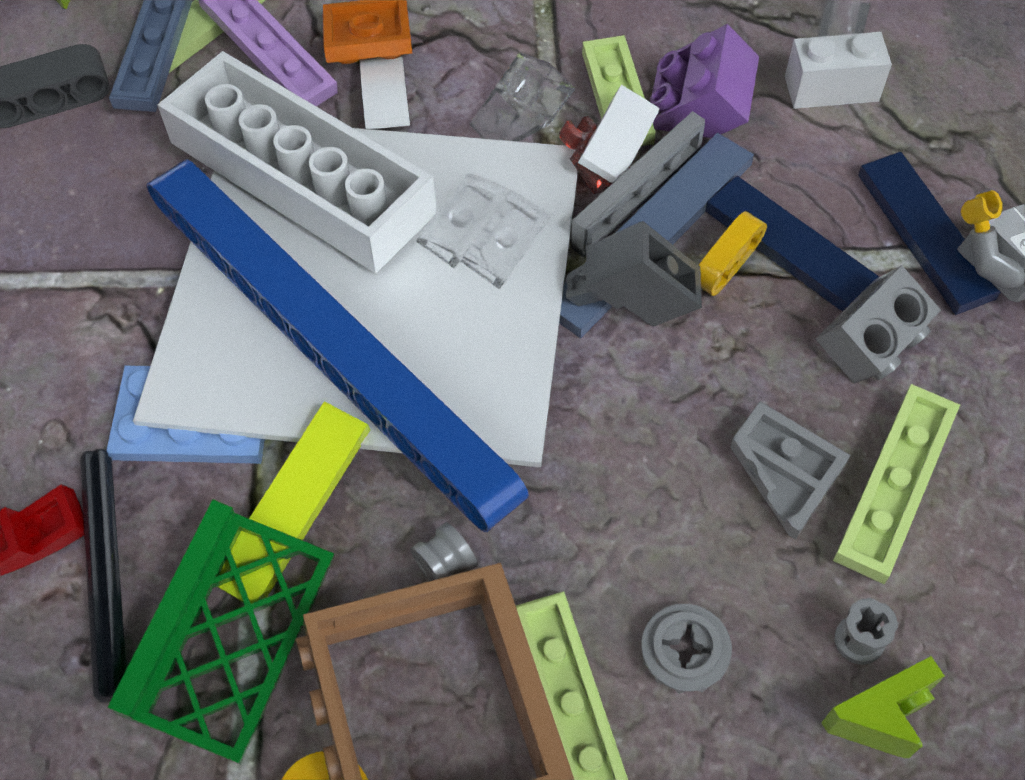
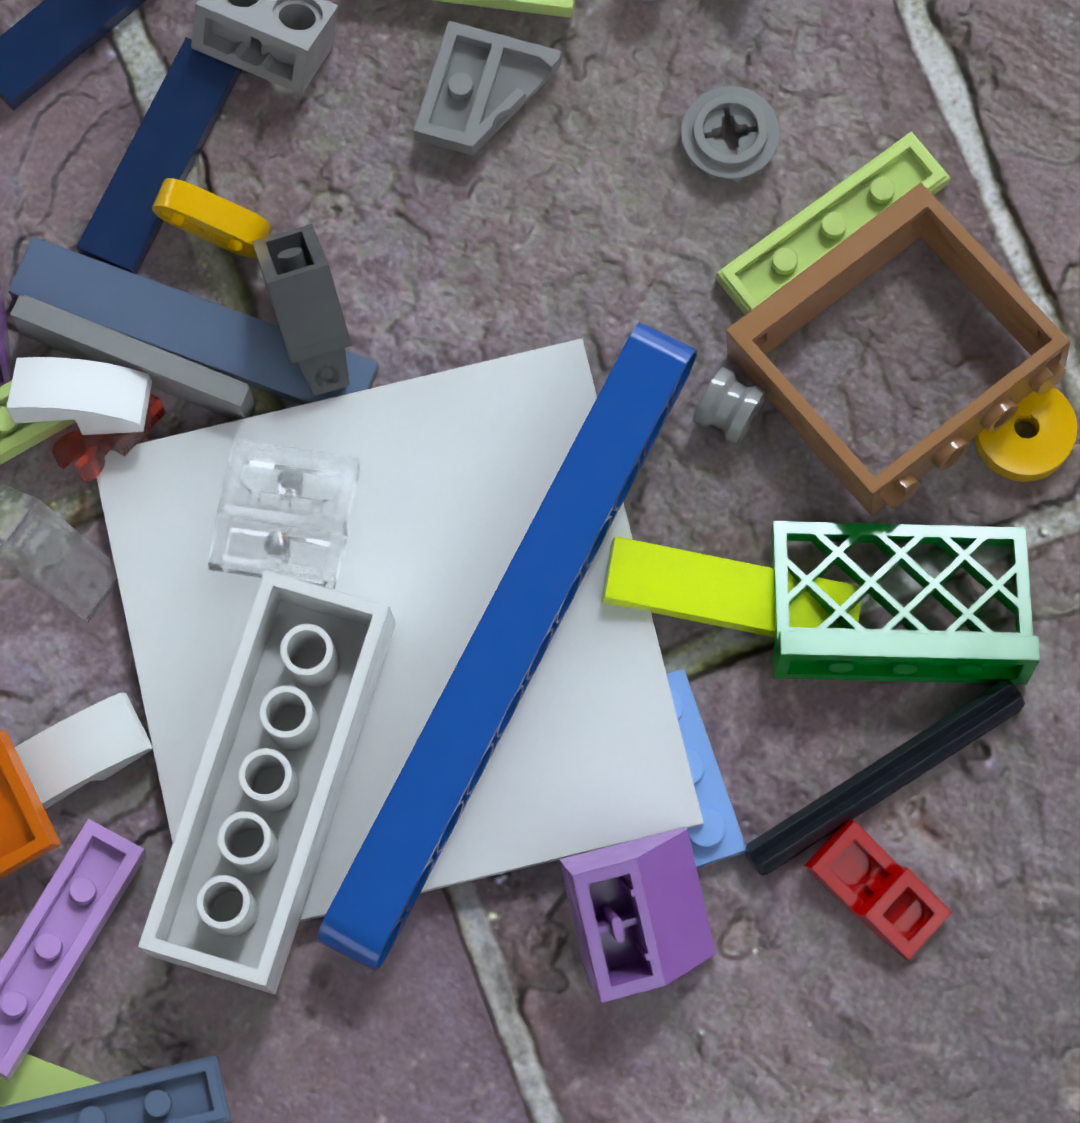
camera: 110 degrees left, 15 degrees up
(91, 349) = (638, 913): none -> medium lavender slope

